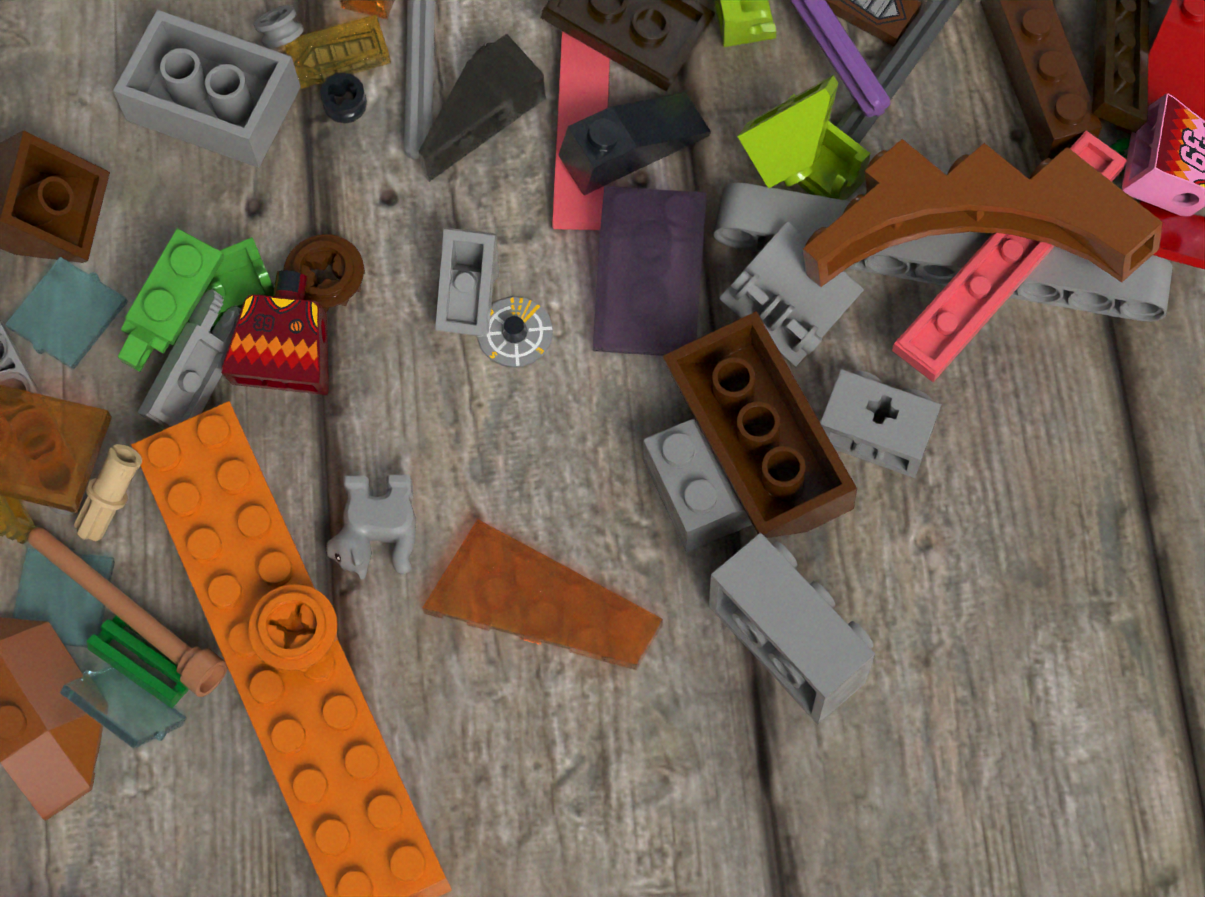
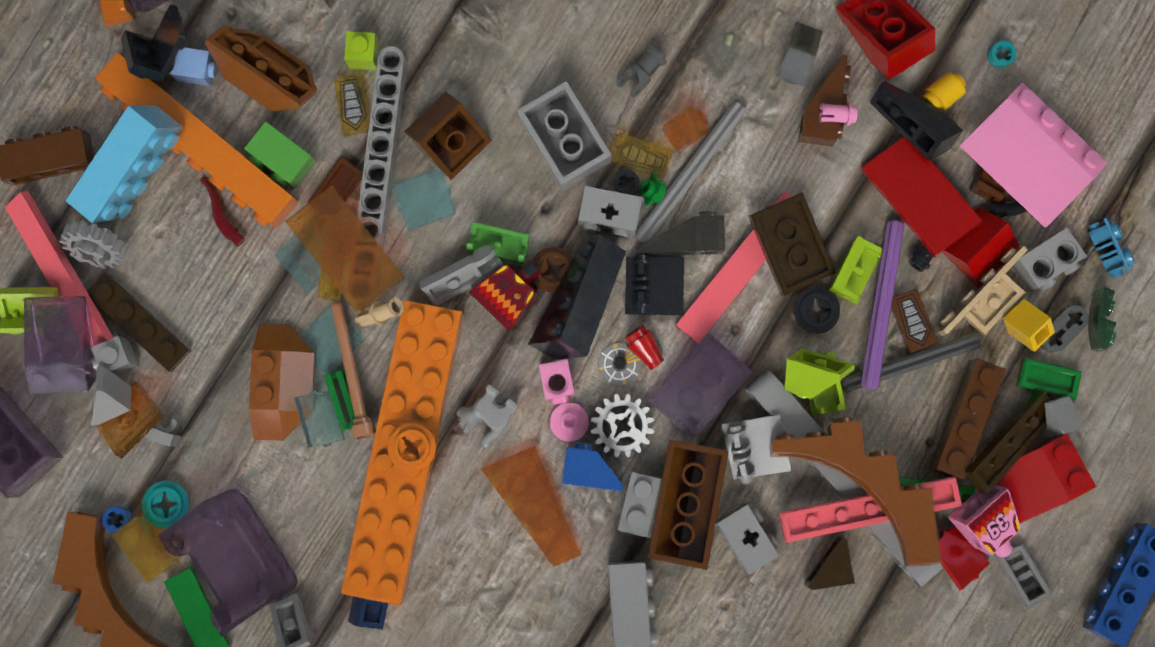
camera: 35 degrees right, 15 degrees up
(168, 297) = (469, 238): bright green hinge -> none
(278, 26) = (622, 124): light grey bush -> none
(356, 121) = (598, 201): none -> light grey brick
(385, 76) = (653, 189): none -> green plate
(391, 278) = (579, 300): none -> black wedge
(438, 387) = (551, 369): none -> bright pink brick
(466, 281) = (613, 329): light grey slope -> none
(483, 191) = (654, 286): none -> black hinge
(503, 456) = (569, 422): none -> bright pink piece
(531, 279) = (644, 347): none -> red cone
(584, 482) = (588, 469): none -> blue slope
(604, 400) = (610, 417): none -> white gear
(629, 138) = (744, 313): black slope -> none
(729, 56) = (826, 301): none -> black gear
(1030, 373) = (833, 569): none -> dark brown slope

